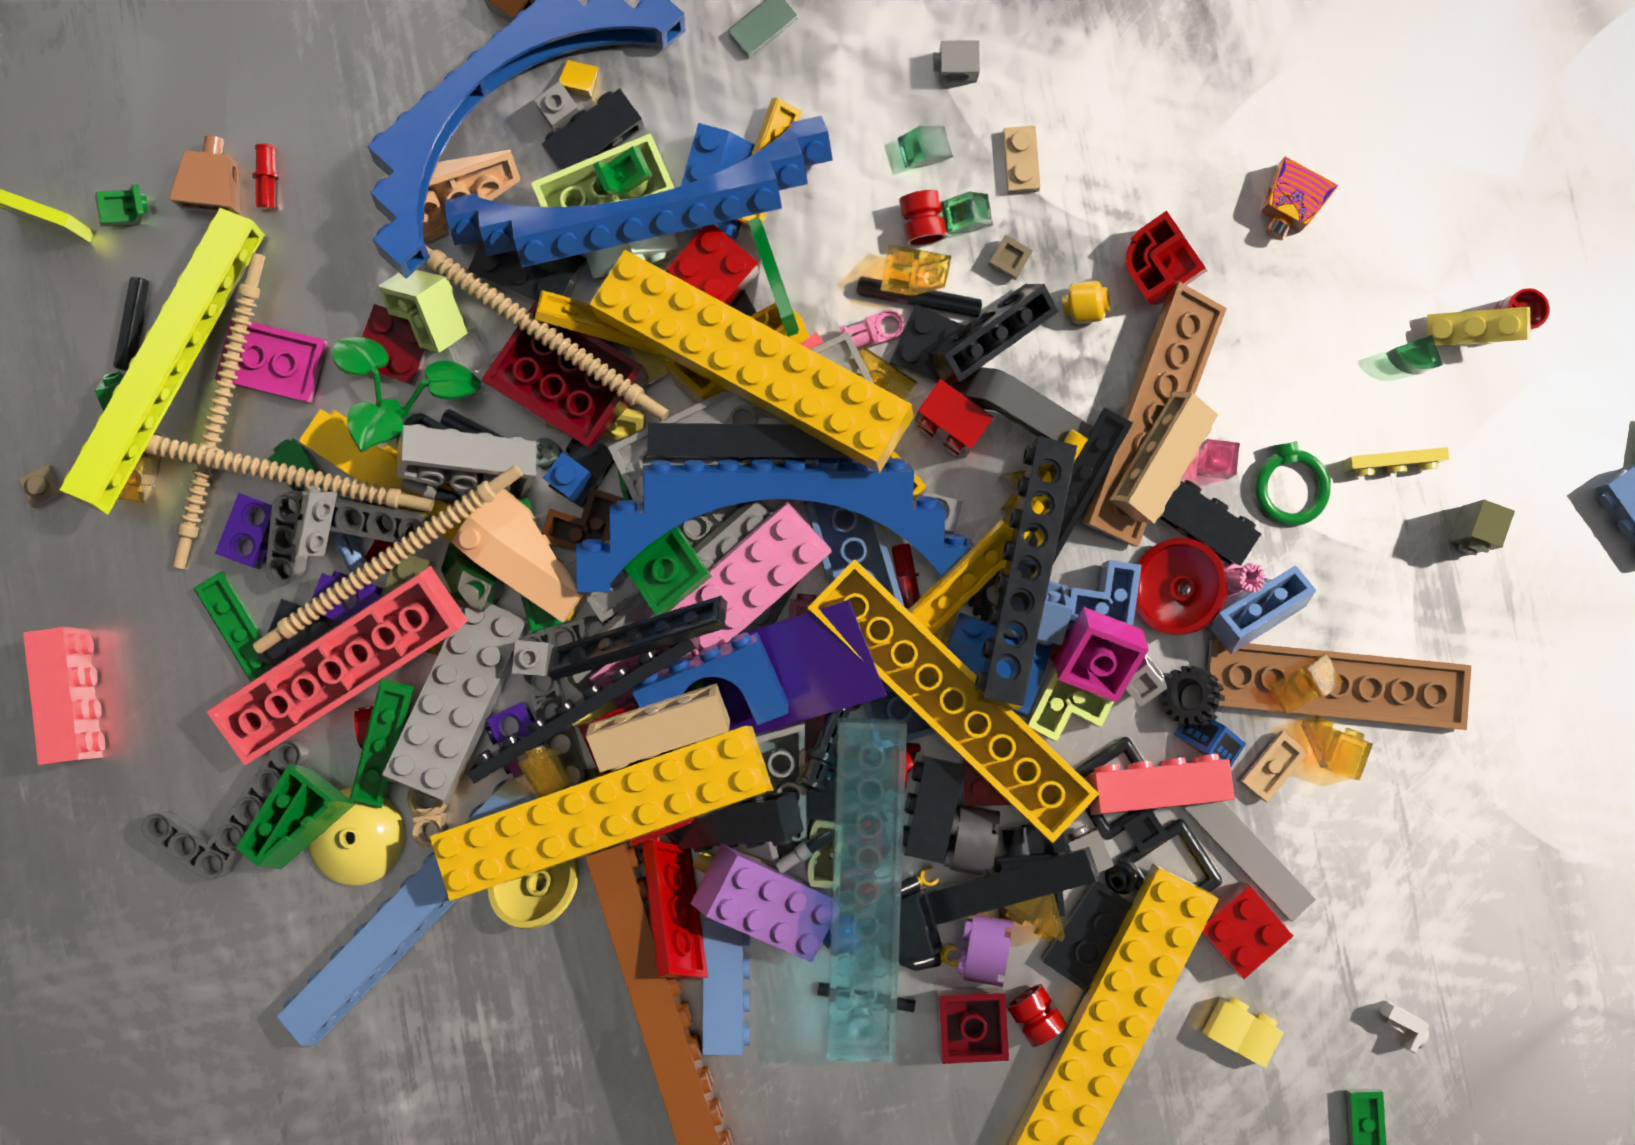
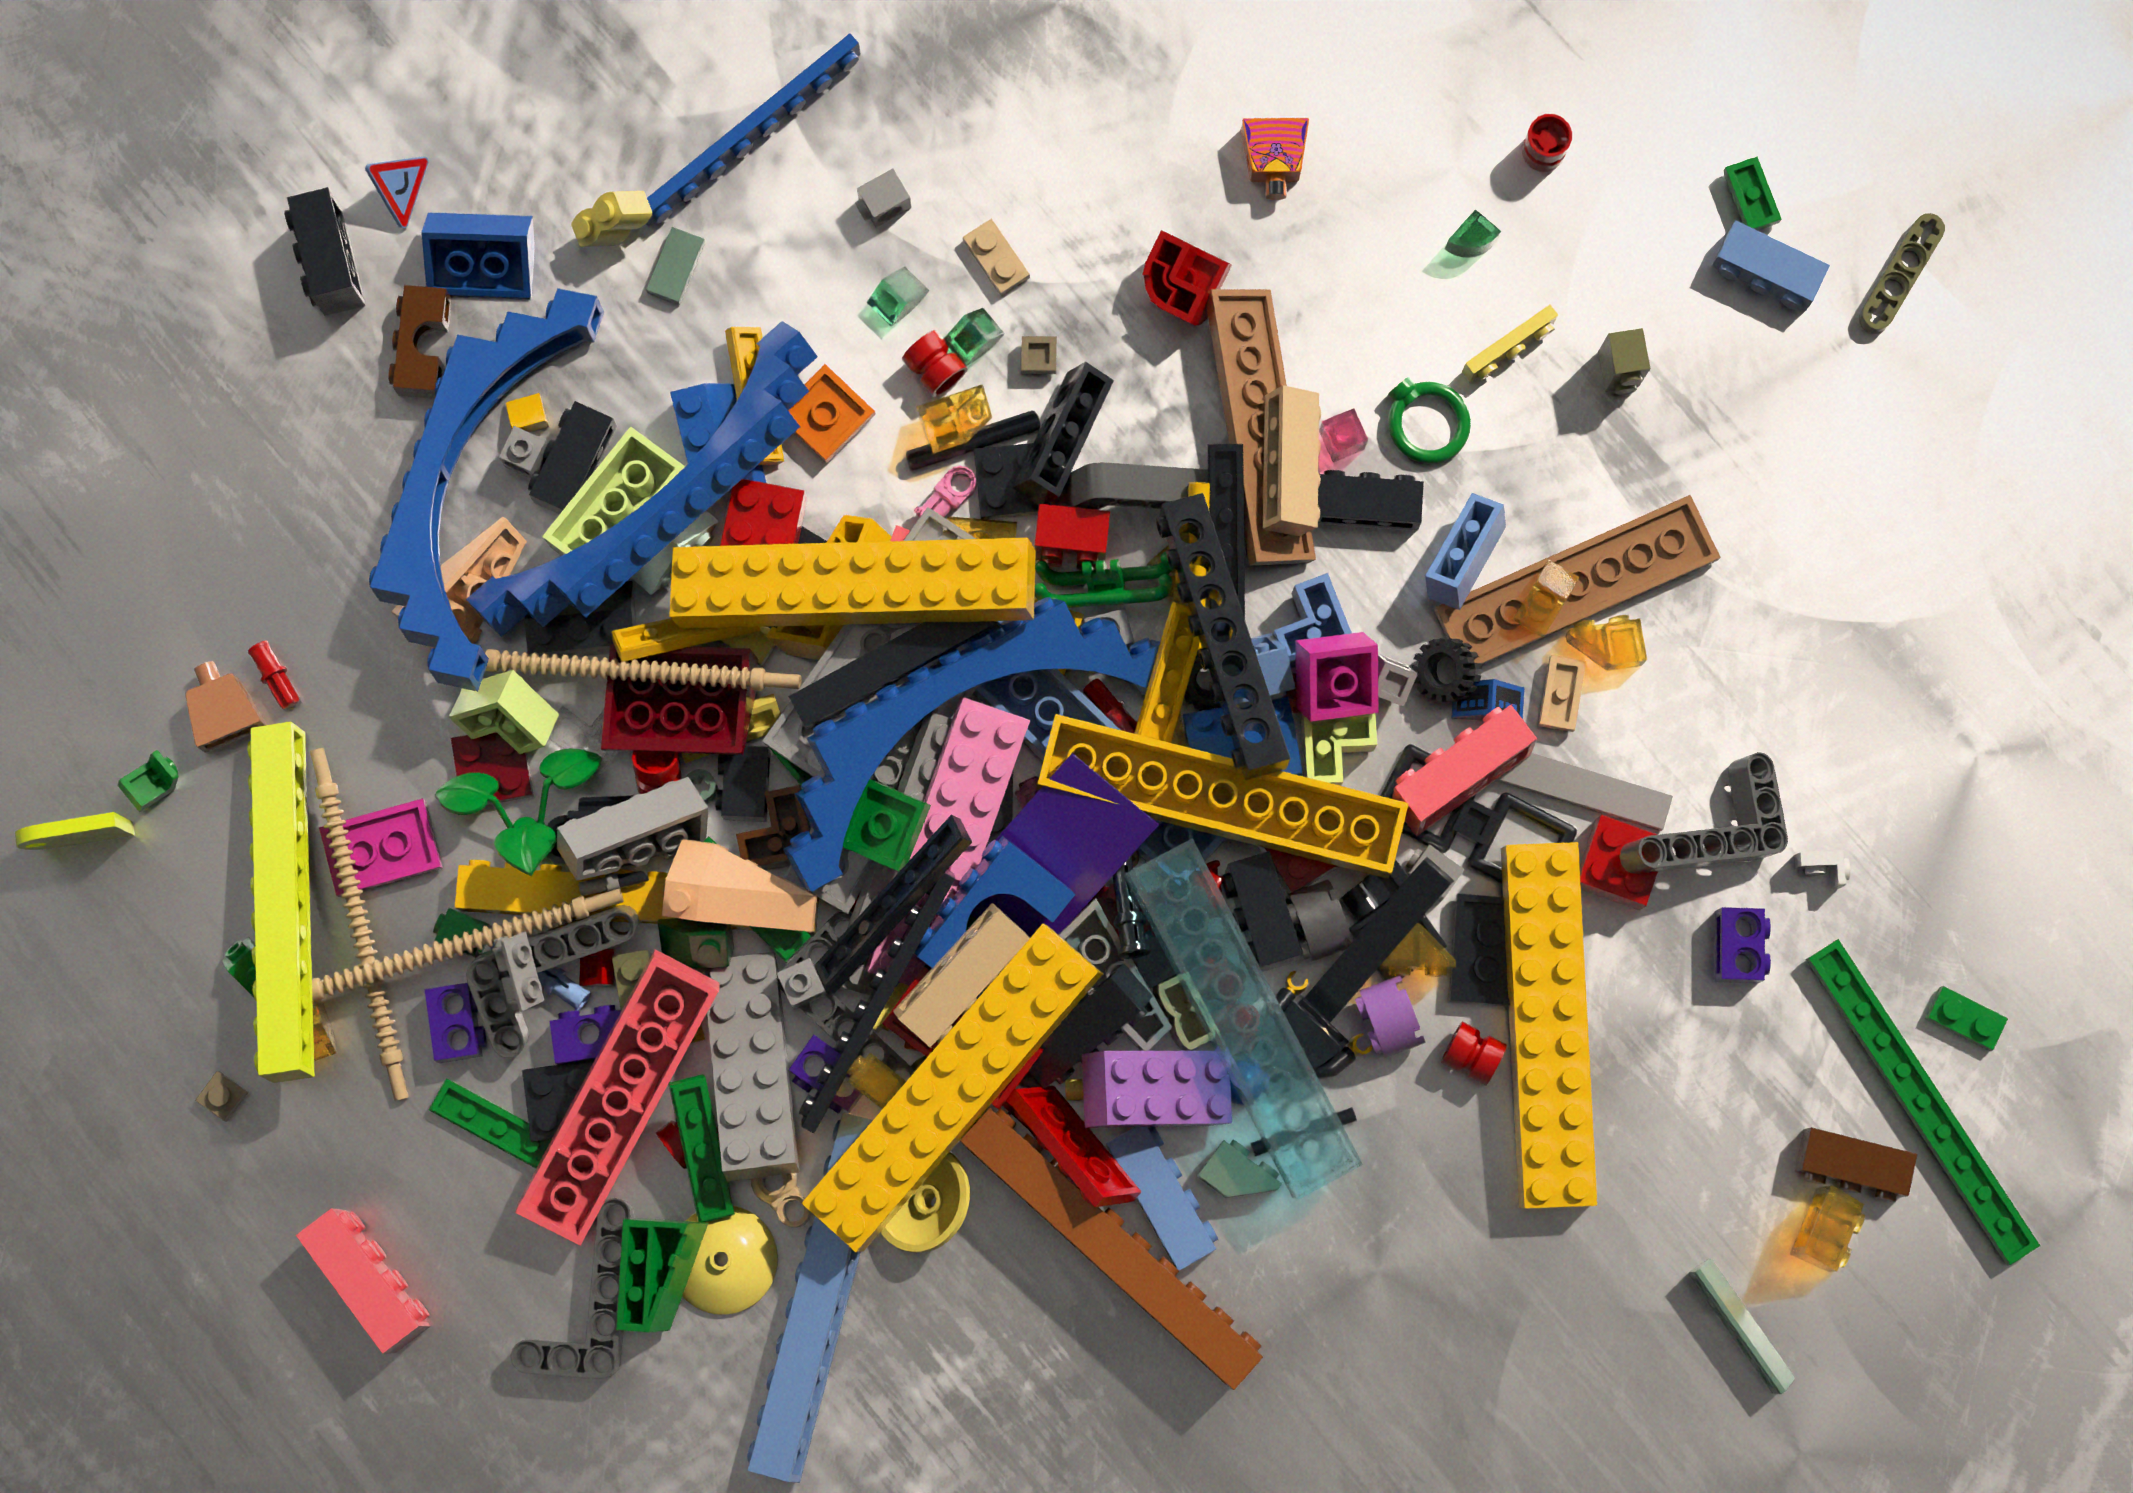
camera: 30 degrees left, 5 degrees down
(131, 322) = (222, 890): black axle -> none
(485, 492) = (547, 1089): tan hose -> none
(516, 421) = (655, 769): none -> red wheel
(568, 476) = (737, 793): blue brick -> none
(623, 172) = (627, 477): green bracket -> none
(773, 276) = (825, 496): green tile -> none
(791, 1001) = (1235, 1174): none -> sand green slope
(803, 851) = (1164, 1018): light grey piece -> none
(815, 211) = (829, 414): none -> orange plate
(957, 472) = (1105, 584): none -> green piece
(972, 1025) = (1418, 1096): dark red brick -> none
(1086, 302) = (1135, 357): yellow head -> none
(1126, 873) = (1480, 871): black plate -> none
(1165, 573) = (1356, 571): red dish -> none
(1243, 579) = (1425, 536): bright pink connector -> none
(1243, 1032) = (1676, 958): light yellow brick -> none
(1293, 1047) = (1730, 944): none -> dark purple brick
(1367, 971) = (1753, 825): none -> dark grey beam
(1480, 326) = (1514, 176): light yellow plate -> none

